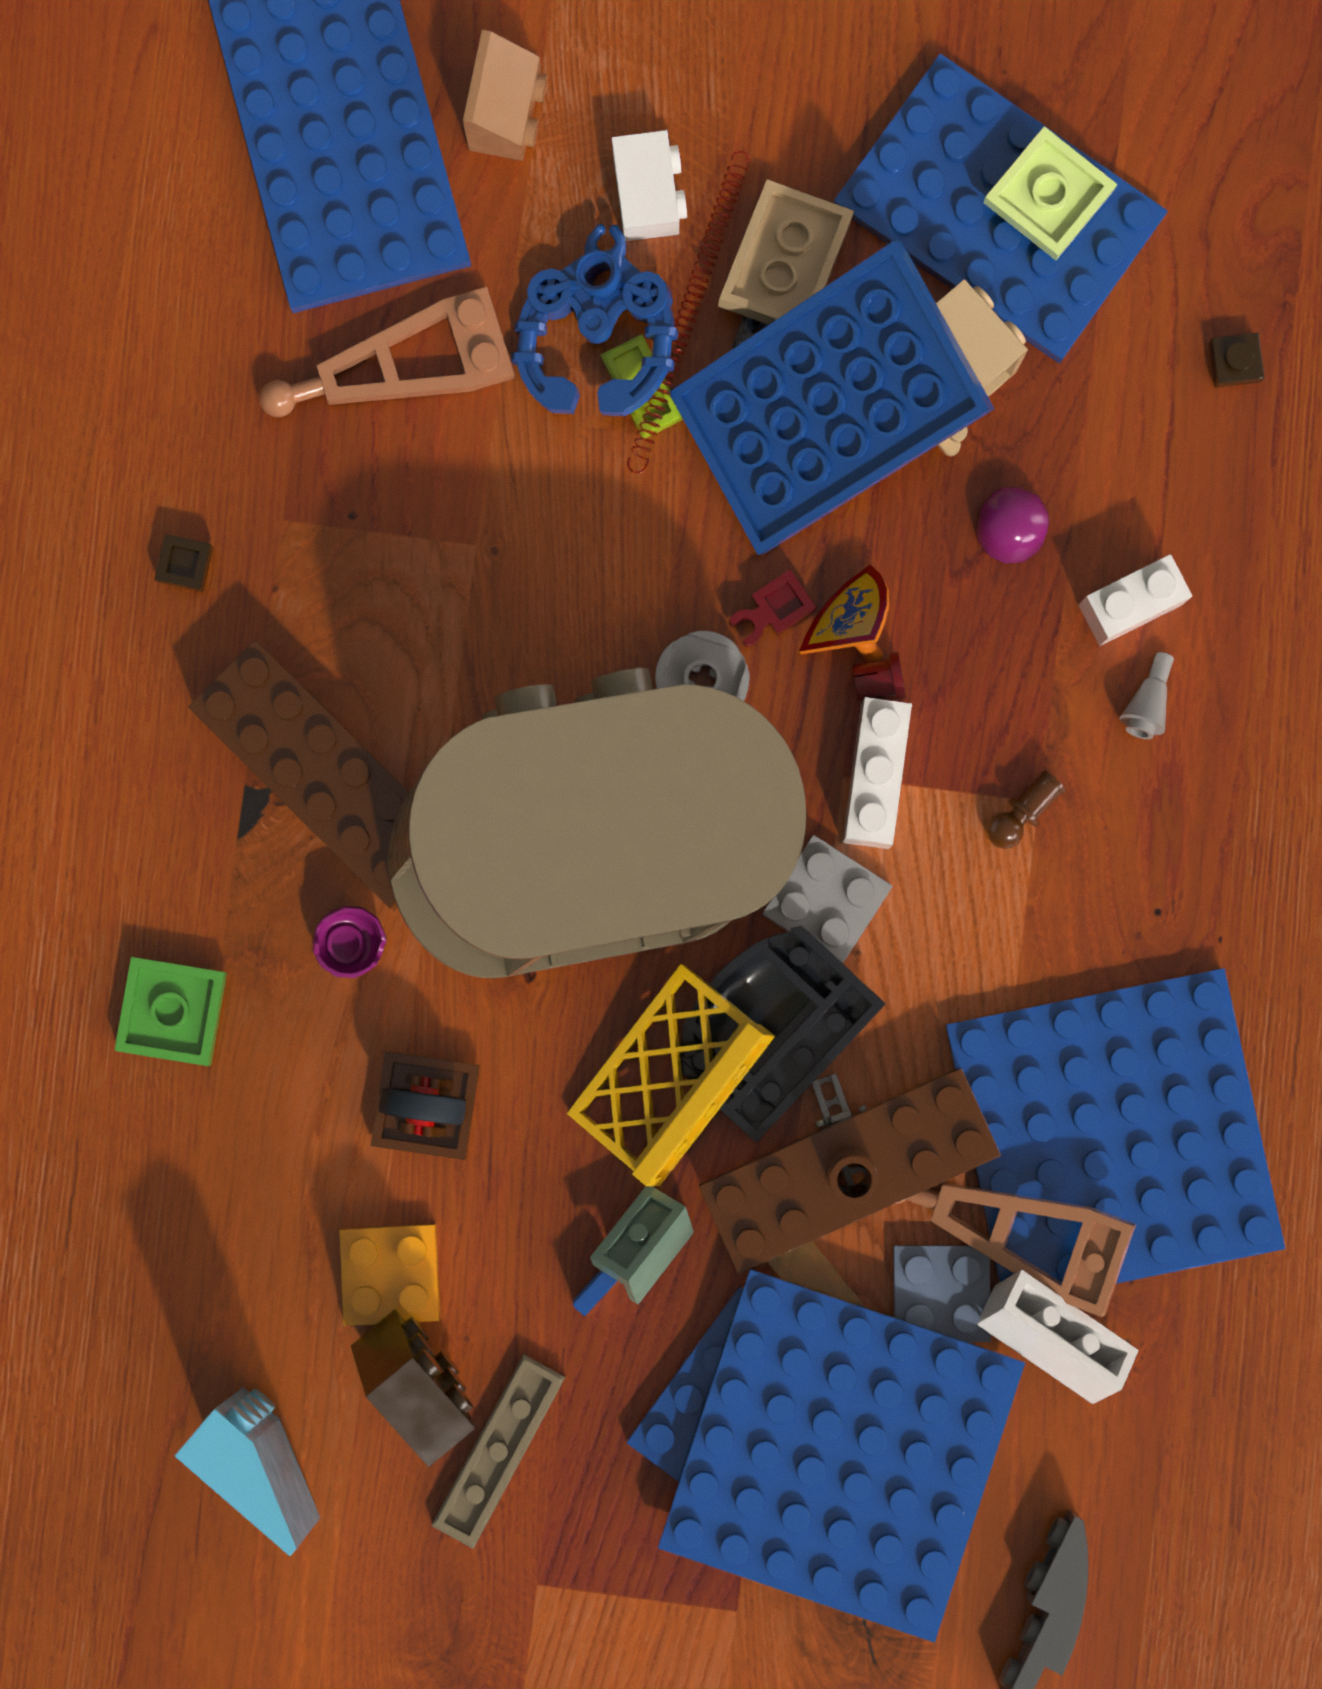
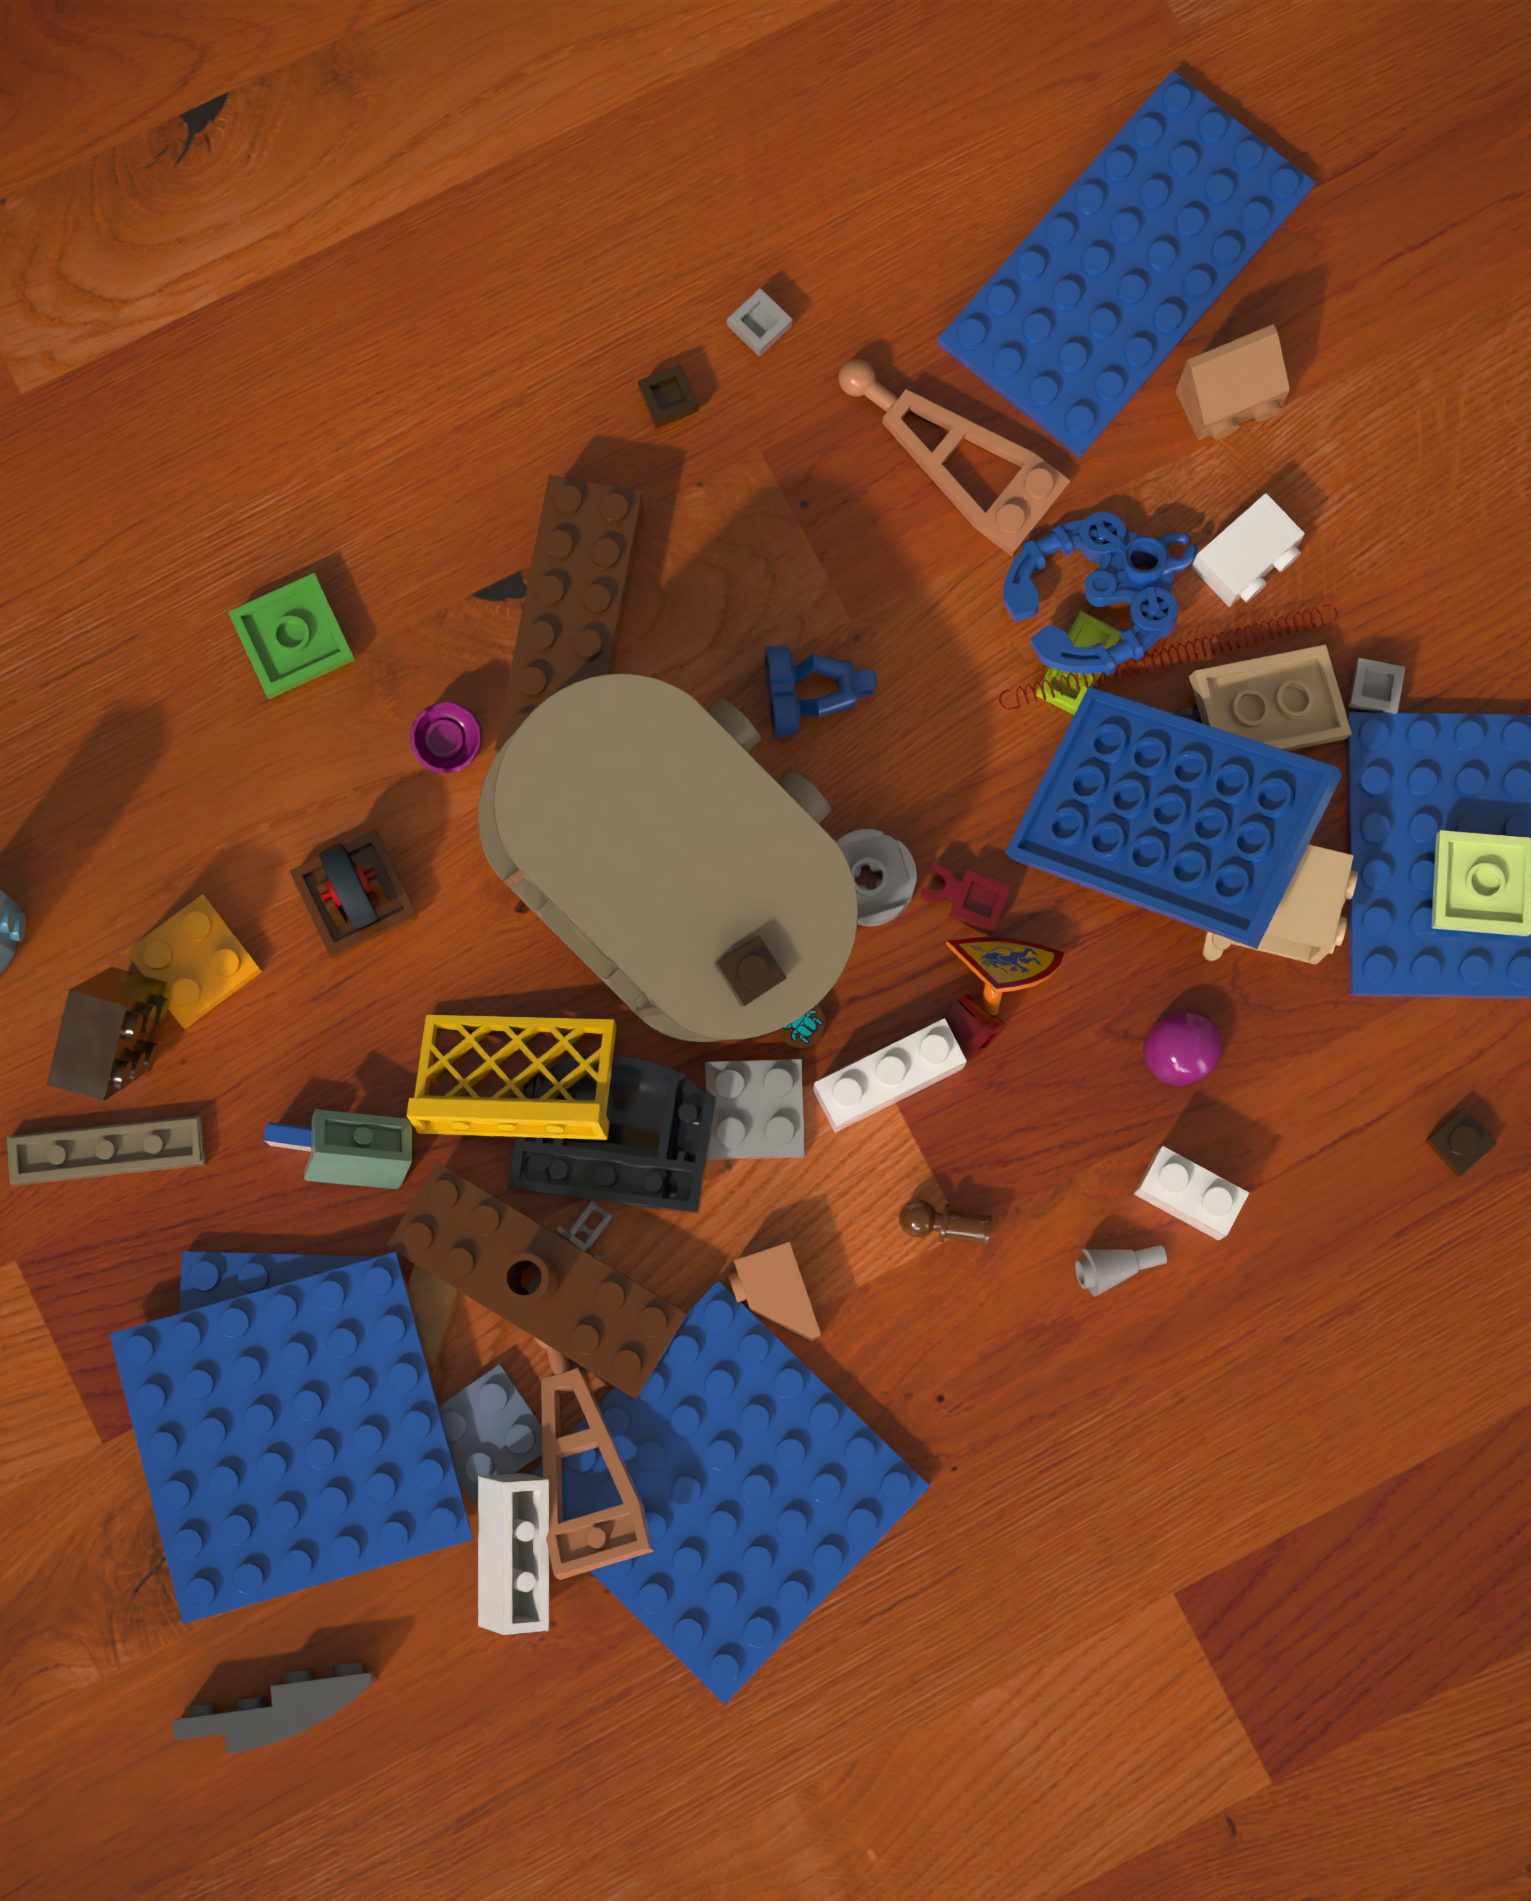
camera: 55 degrees right, 5 degrees down
(173, 444) = (759, 322): none -> light grey plate
(486, 630) = (783, 676): none -> blue piece
(743, 827) = (750, 971): none -> dark brown plate
(828, 164) = (1376, 686): none -> light grey plate
(986, 983) = (775, 1289): none -> nougat slope

